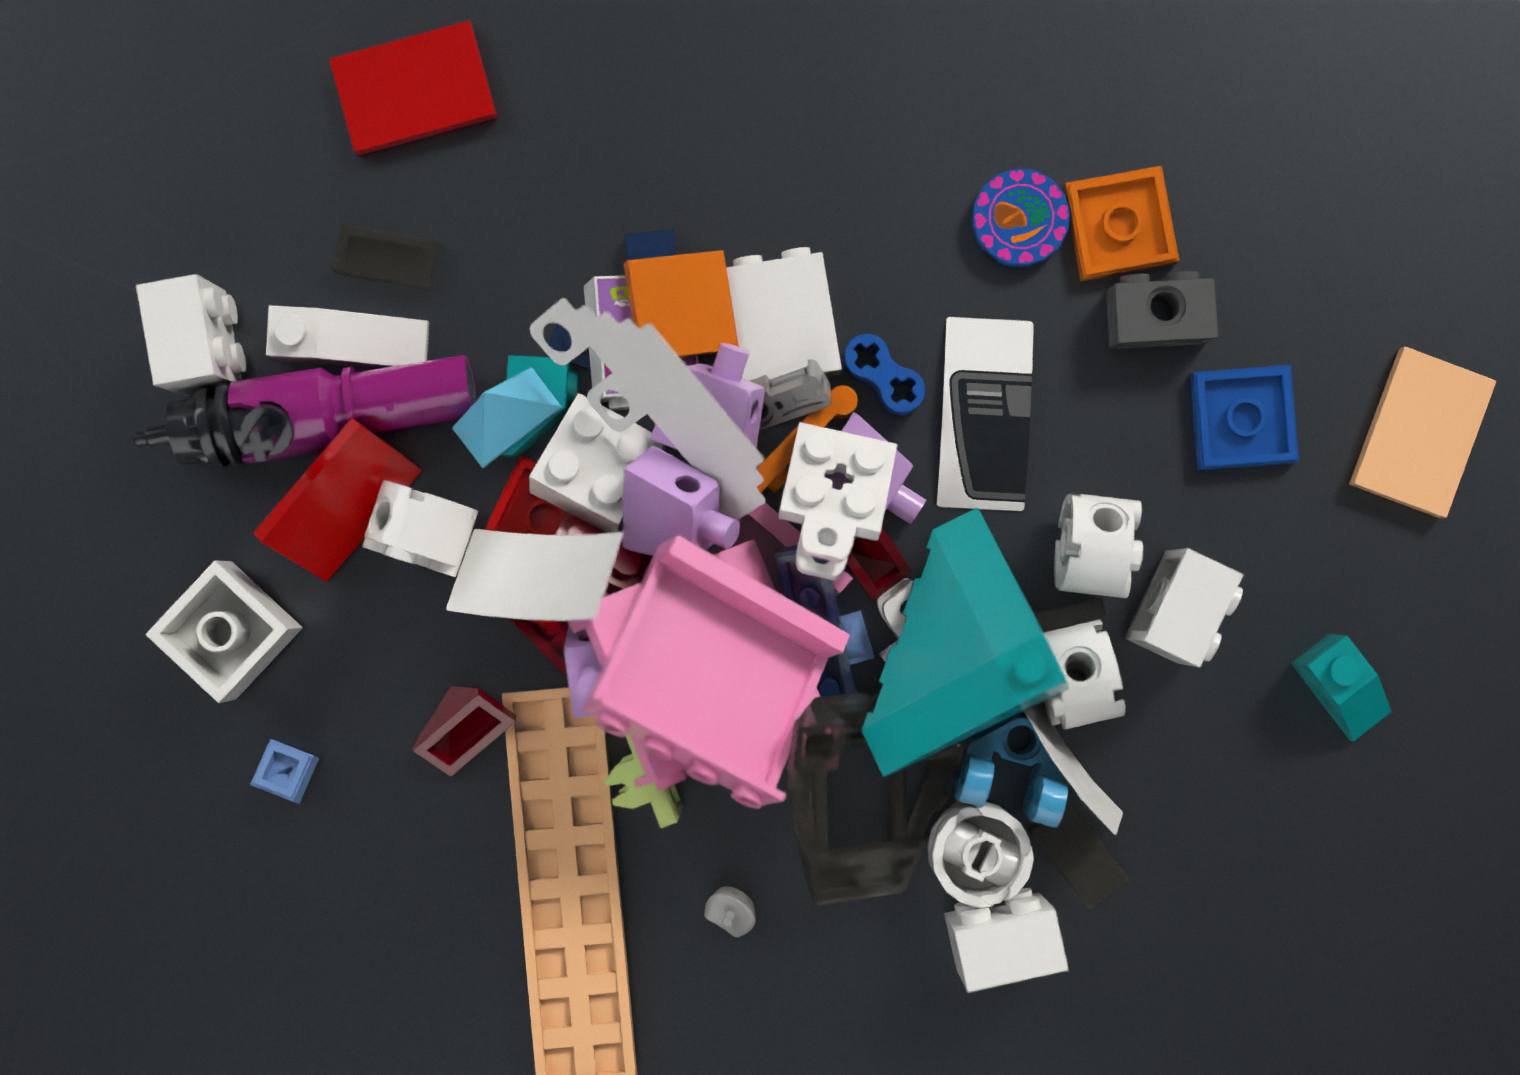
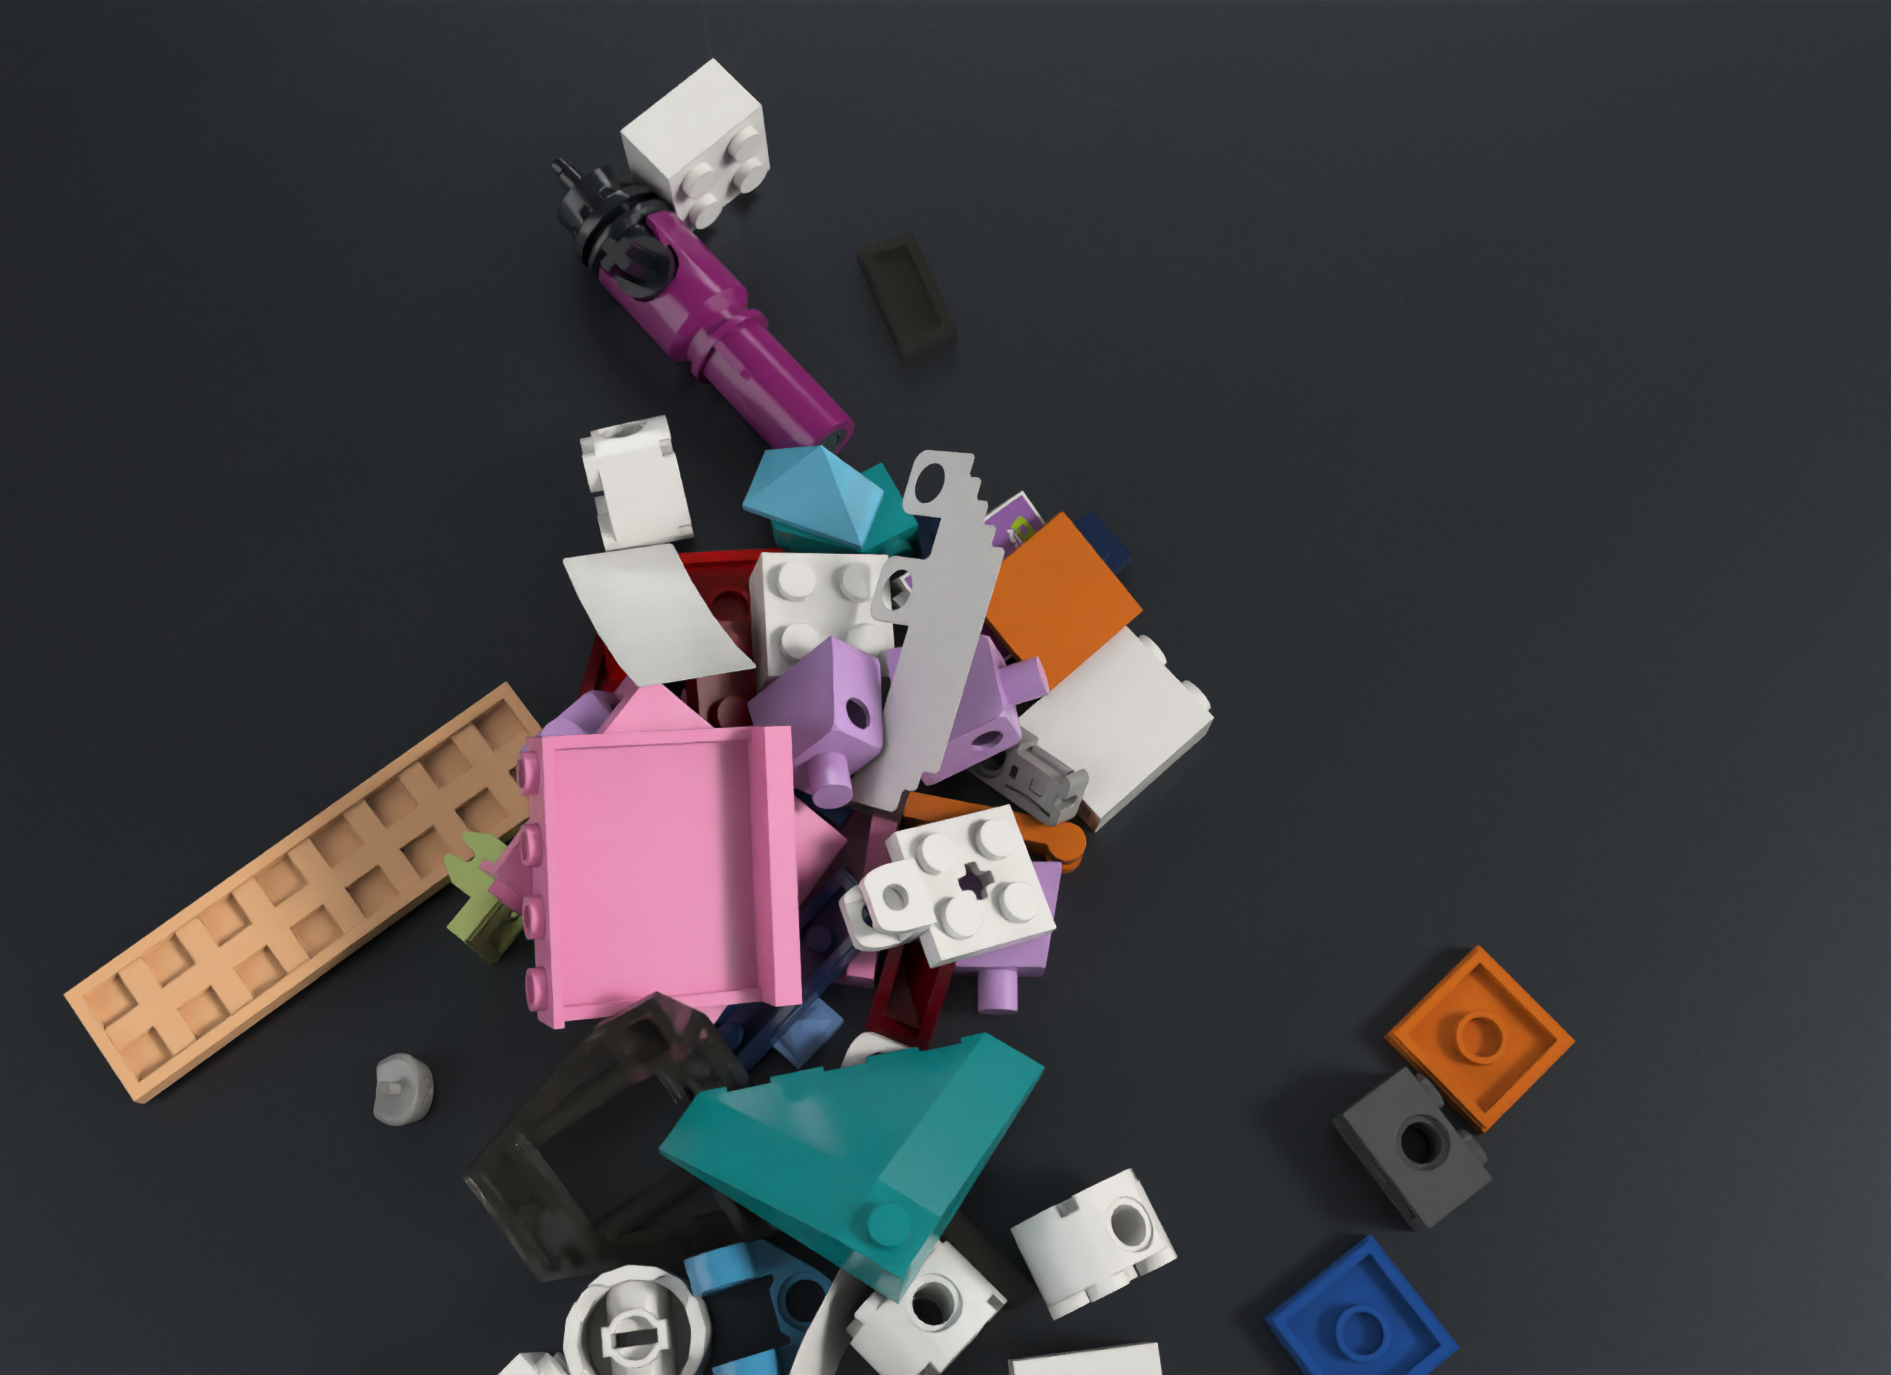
camera: 55 degrees right, 15 degrees down
(224, 631) = (404, 360): white brick -> none
(284, 771) = (287, 512): medium blue tile -> none
(334, 500) = (605, 377): red tile -> none
(344, 338) = (793, 297): white slope -> none
(413, 88) = (1099, 219): red tile -> none
(462, 728) = (440, 664): dark red slope -> none
(883, 375) = (1125, 874): blue axle -> none
(985, 414) = (1159, 1023): sticker -> none
(1020, 217) = (1404, 920): blue tile -> none

